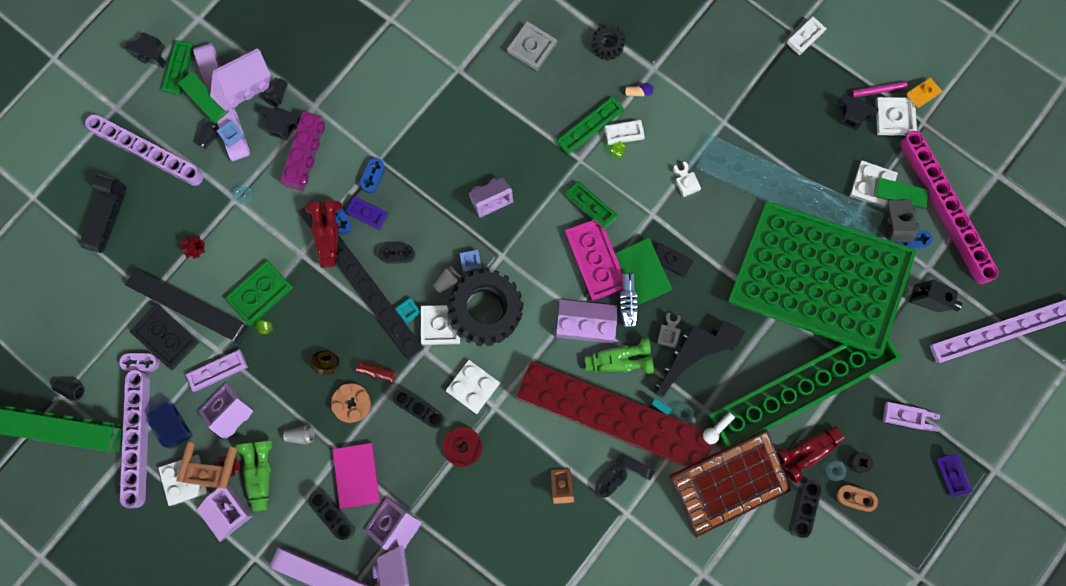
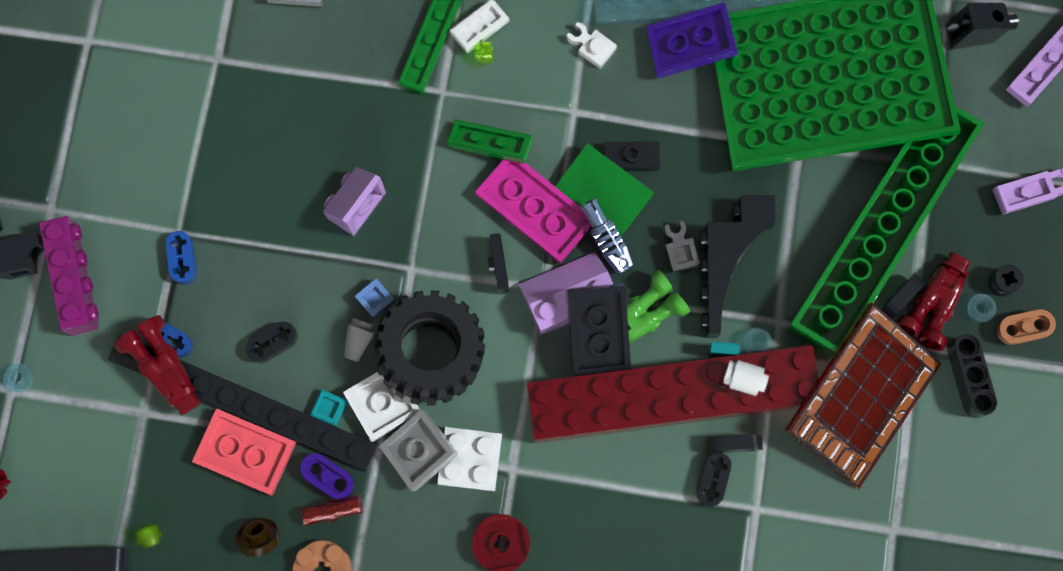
camera: 30 degrees left, 0 degrees up
(258, 293) = (115, 495): green tile -> none
(345, 309) = (244, 452): none -> coral plate
(366, 213) = (201, 311): dark purple plate -> none
(384, 350) = (328, 476): none -> dark purple plate
(410, 404) = (402, 522): black beam -> none
(445, 364) = (418, 450): none -> light grey plate
(554, 280) = (497, 263): none -> black plate
(562, 486) = (656, 521): nougat slope -> none
(591, 352) = (598, 329): none -> black plate
(662, 431) = (746, 377): none -> white brick
(711, 435) = (808, 348): white bar -> none
(748, 209) = (692, 40): none -> dark purple plate
(789, 436) = (903, 296): none -> black beam

